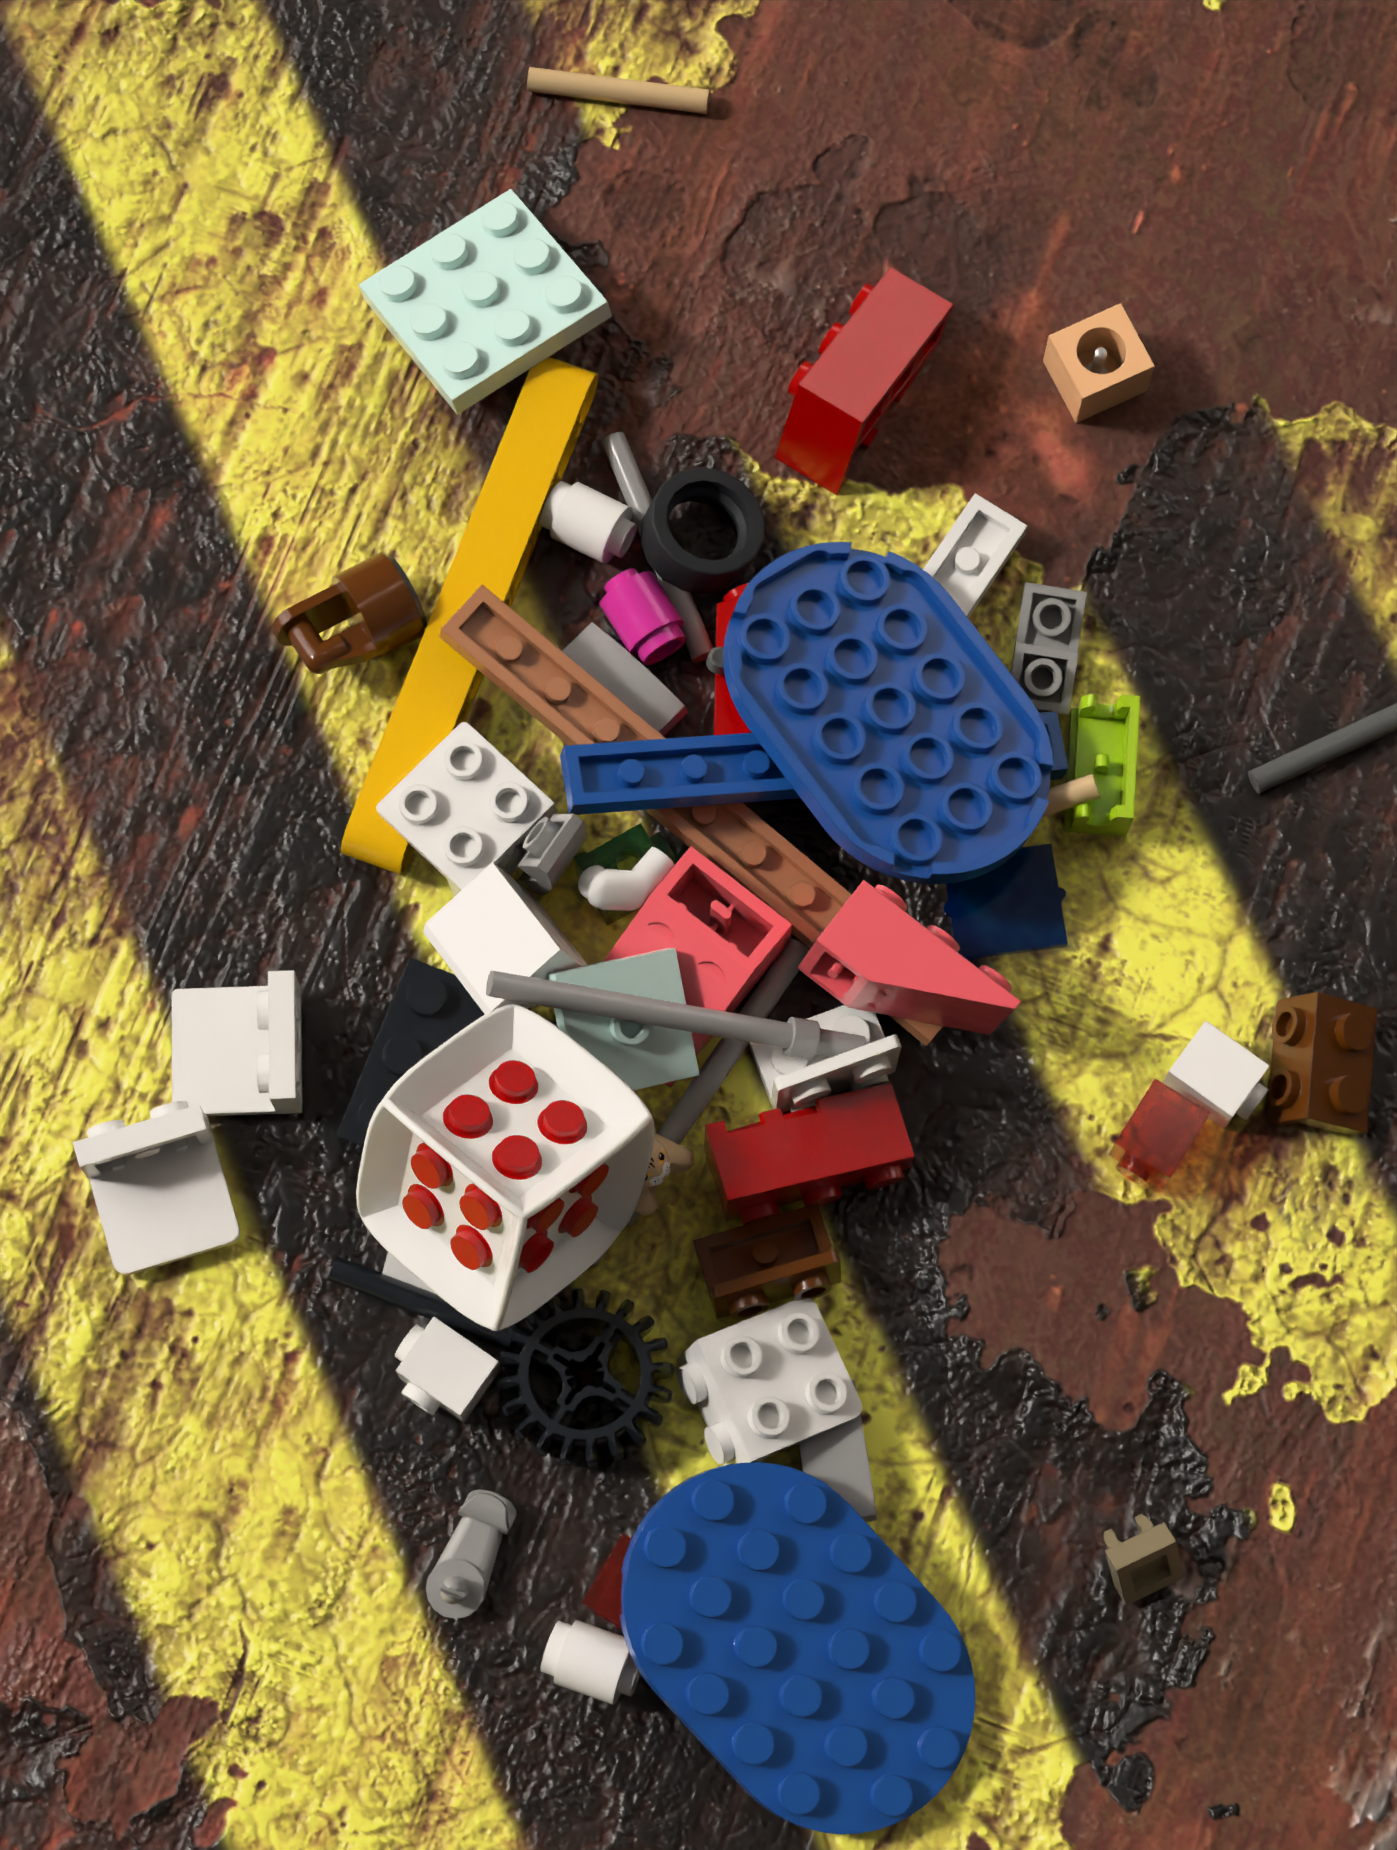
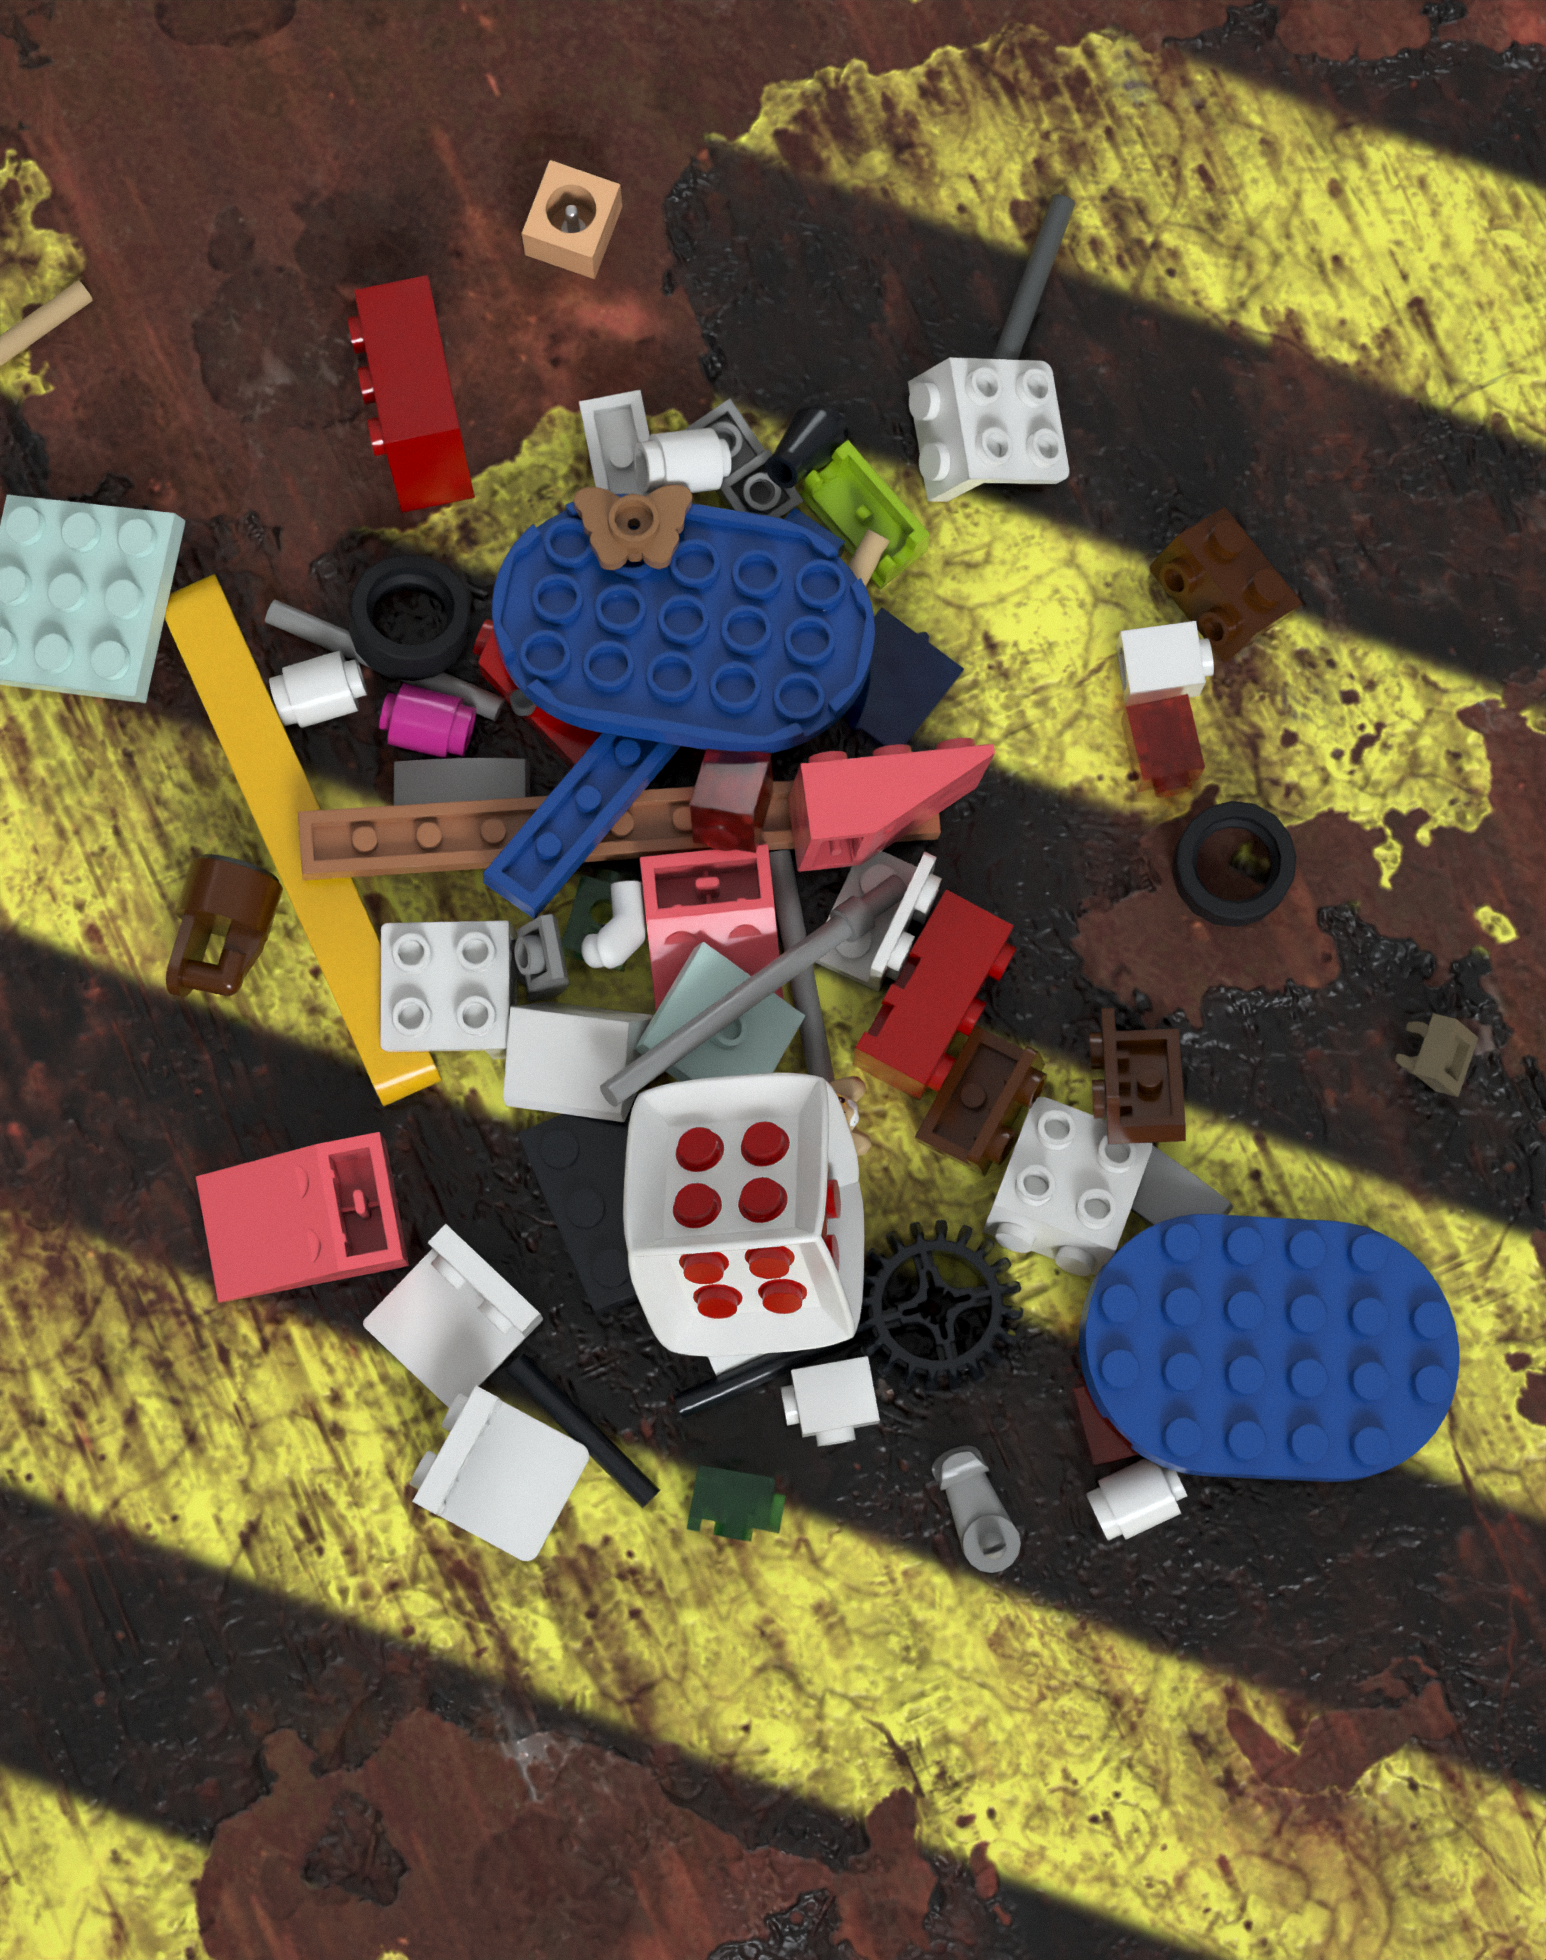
camera: 45 degrees left, 5 degrees up
(208, 877) = (302, 1218): none -> coral slope
(250, 1219) = (583, 1430): none -> black bar
(300, 1374) = (735, 1503): none -> clear green brick
(796, 866) = (731, 799): none -> clear red brick
(892, 1358) = (1140, 1083): none -> reddish brown bracket
(945, 618) = (657, 515): none -> medium nougat animal
(1003, 601) = (682, 458): none -> white brick
(1108, 674) = (806, 445): none -> black cone
(1164, 1241) = (1240, 816): none -> black tyre
(1258, 786) = (987, 425): none -> white bracket

